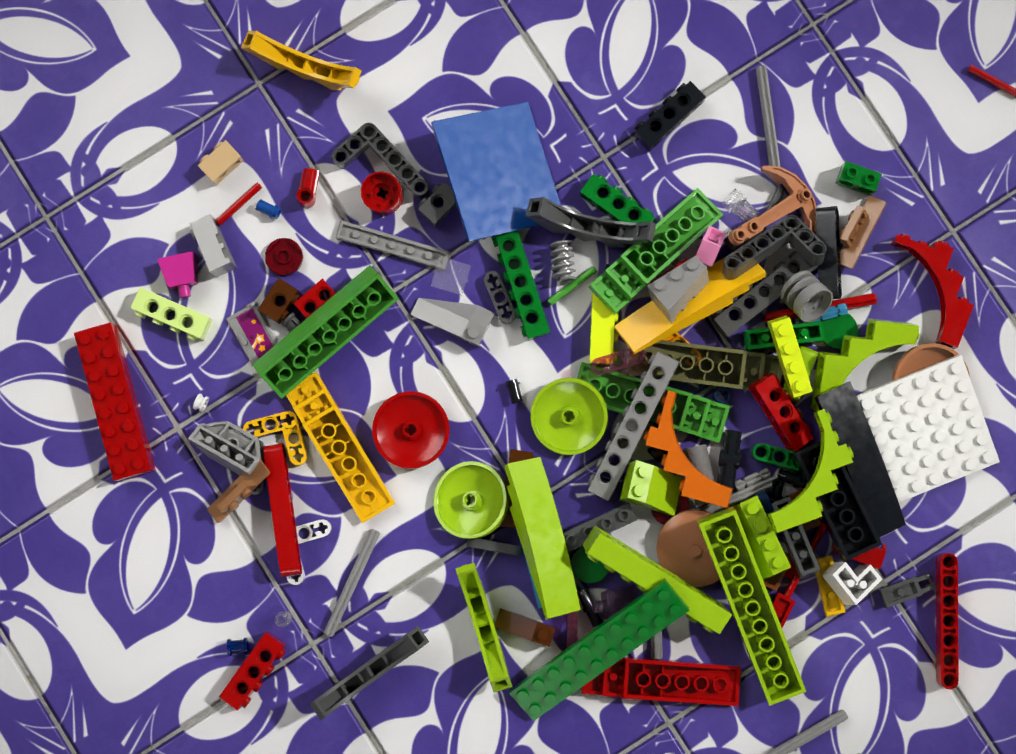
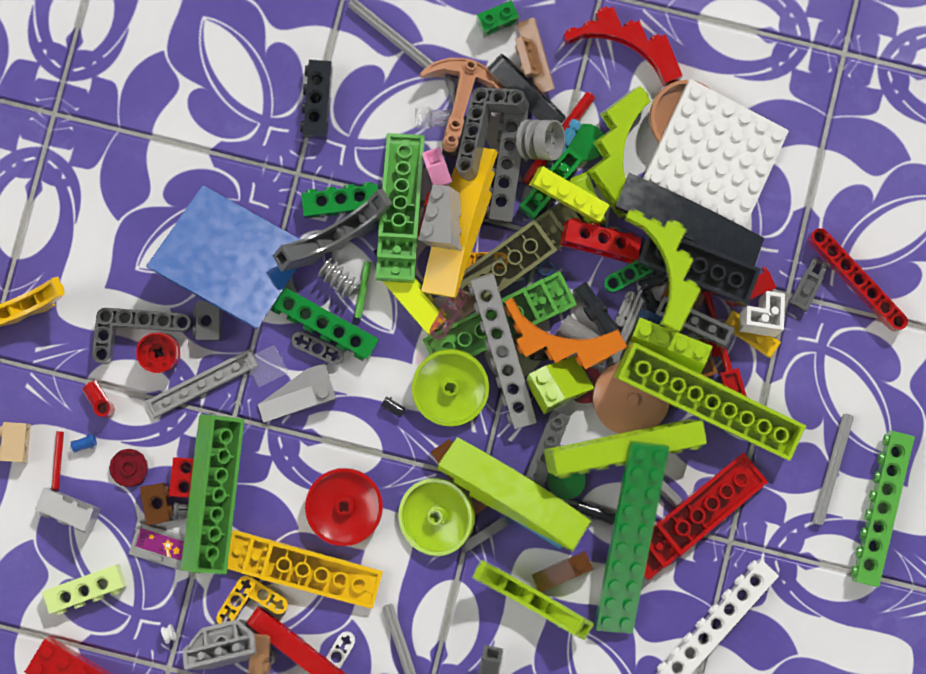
camera: 50 degrees left, 0 degrees up
(180, 272) = (61, 551): dark pink torso -> none
(572, 620) = (597, 540): clear pink beam -> none
(614, 600) = (608, 490): clear purple torso -> none

